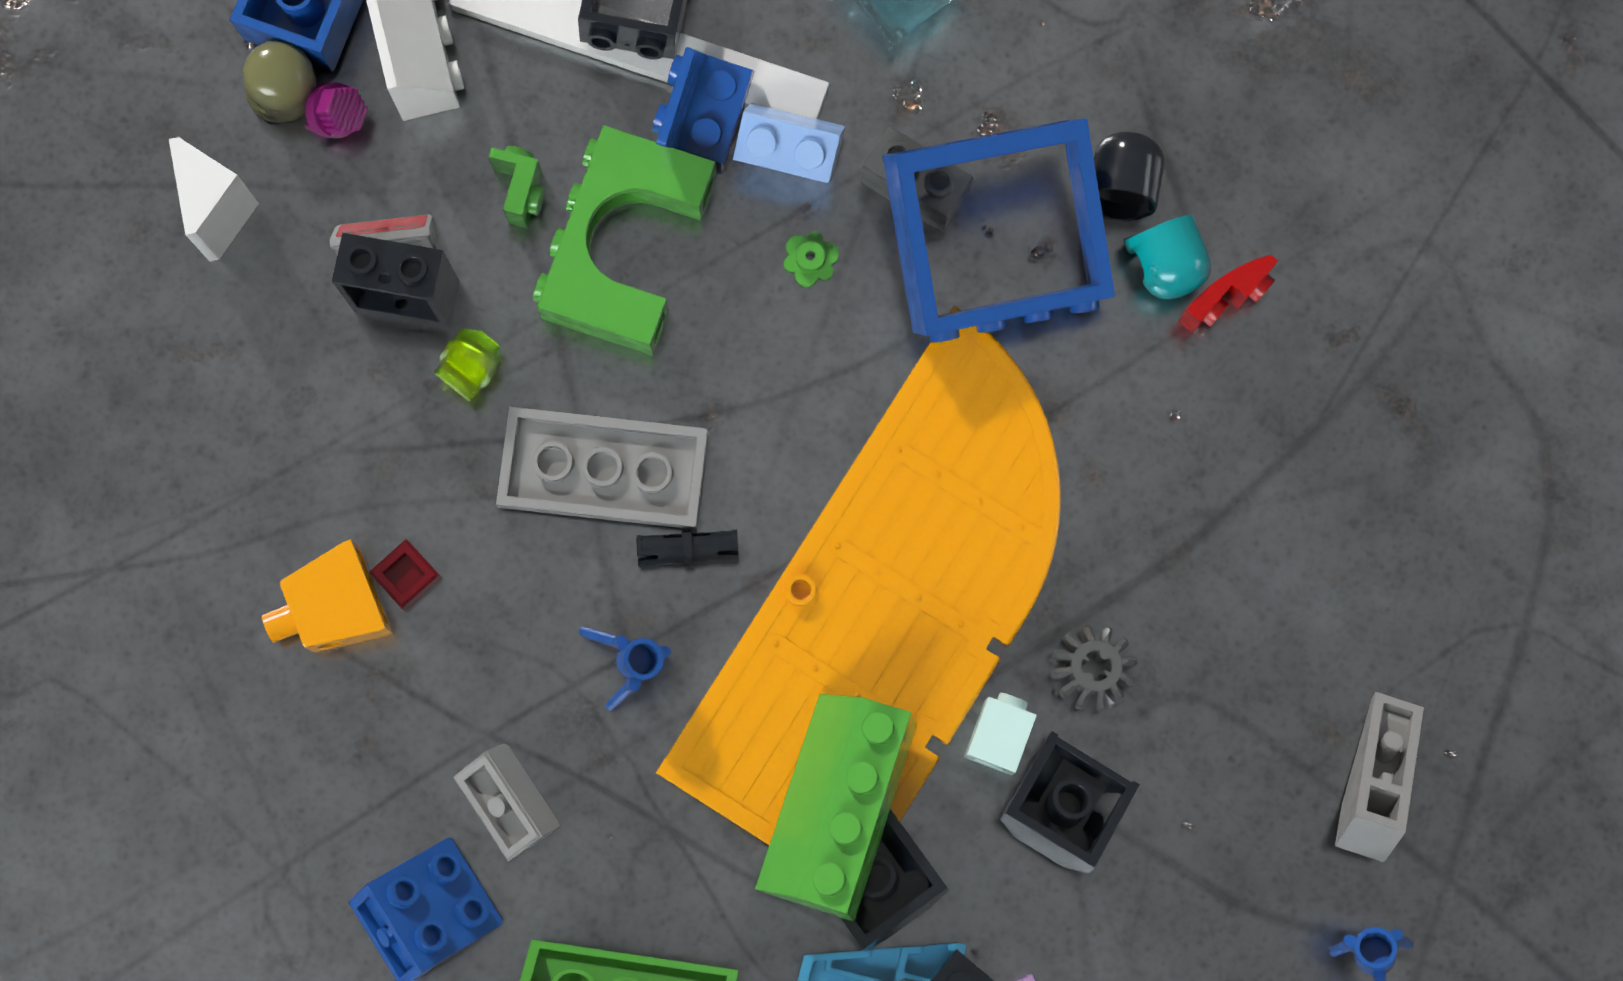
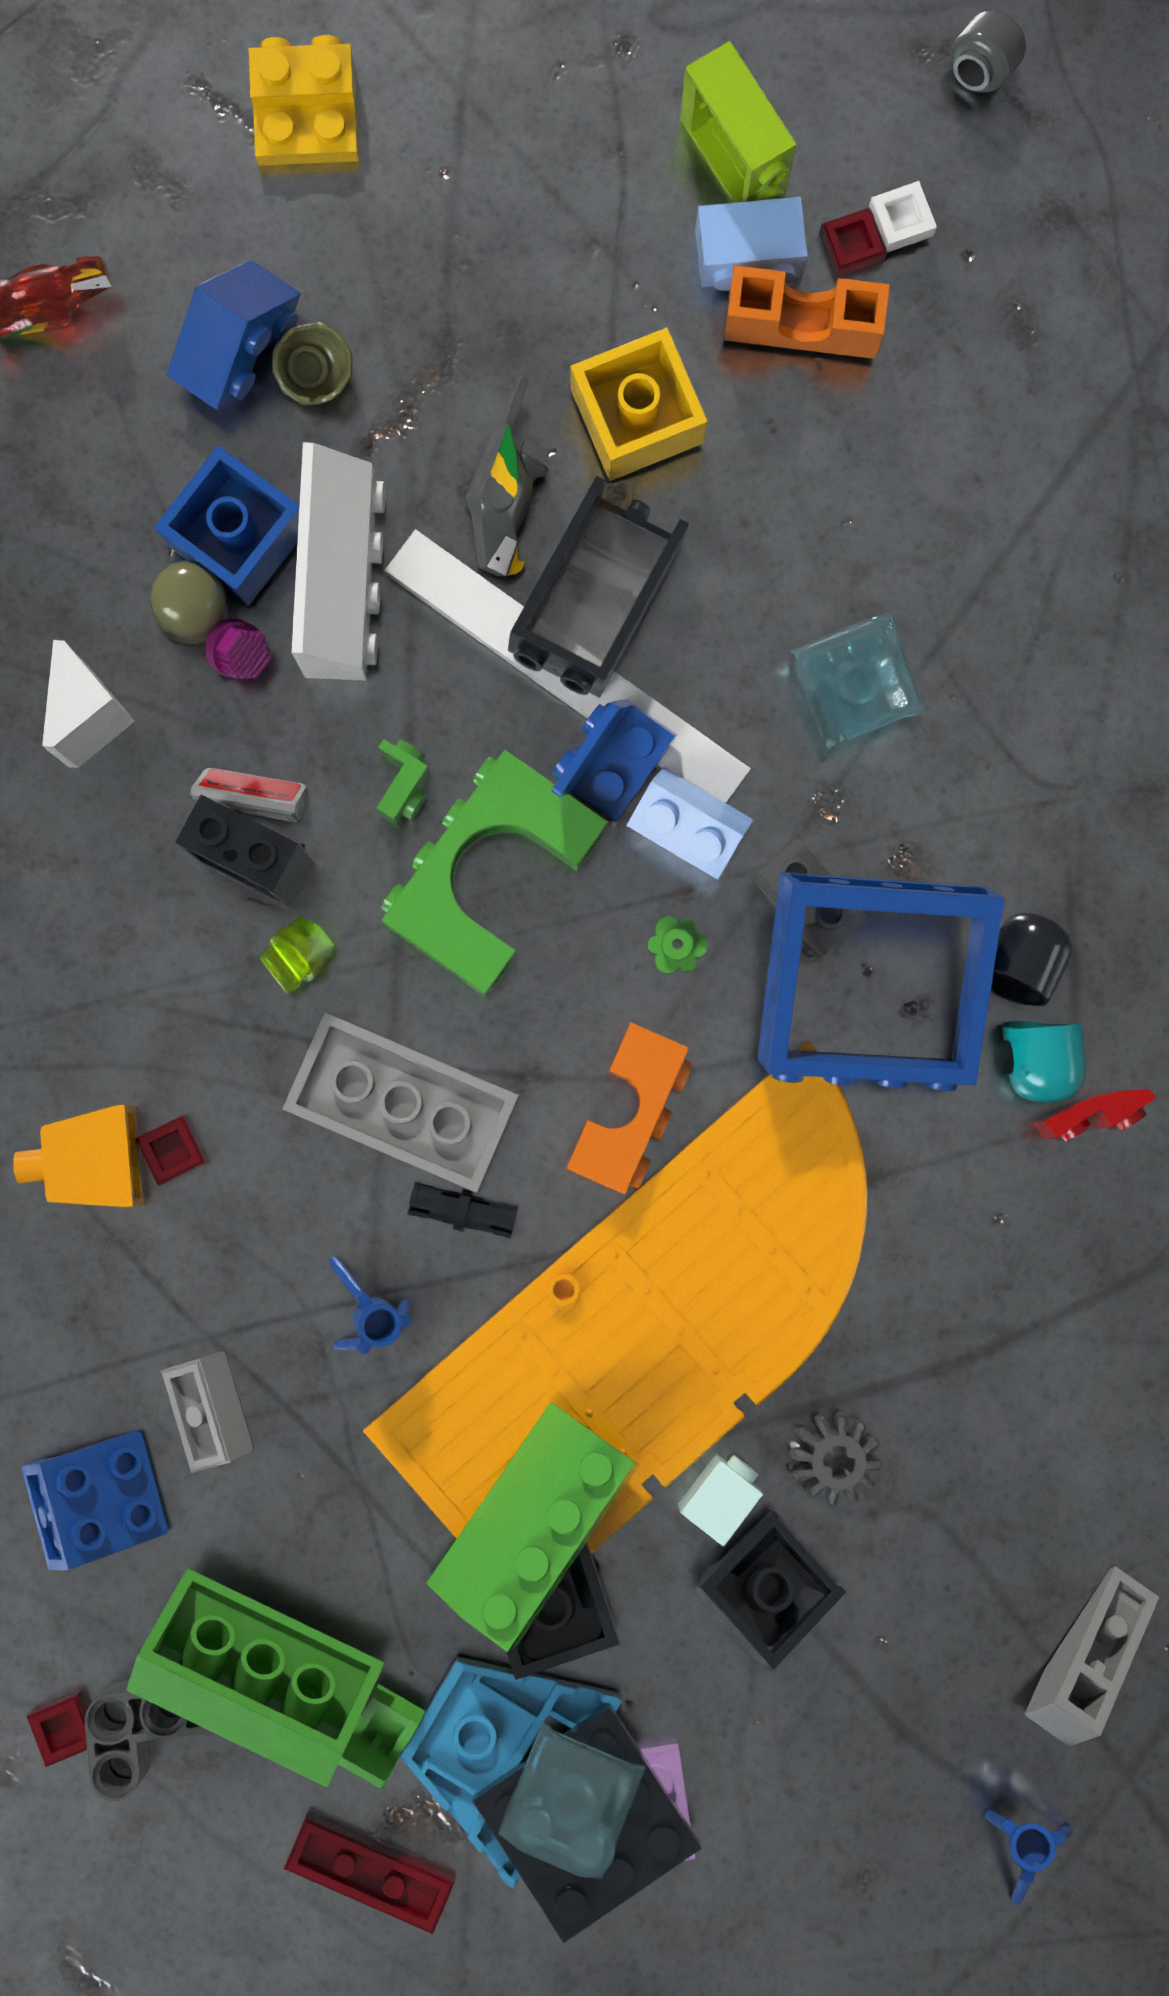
camera: 15 degrees right, 5 degrees up
(808, 456) = (652, 1068): none -> orange arch

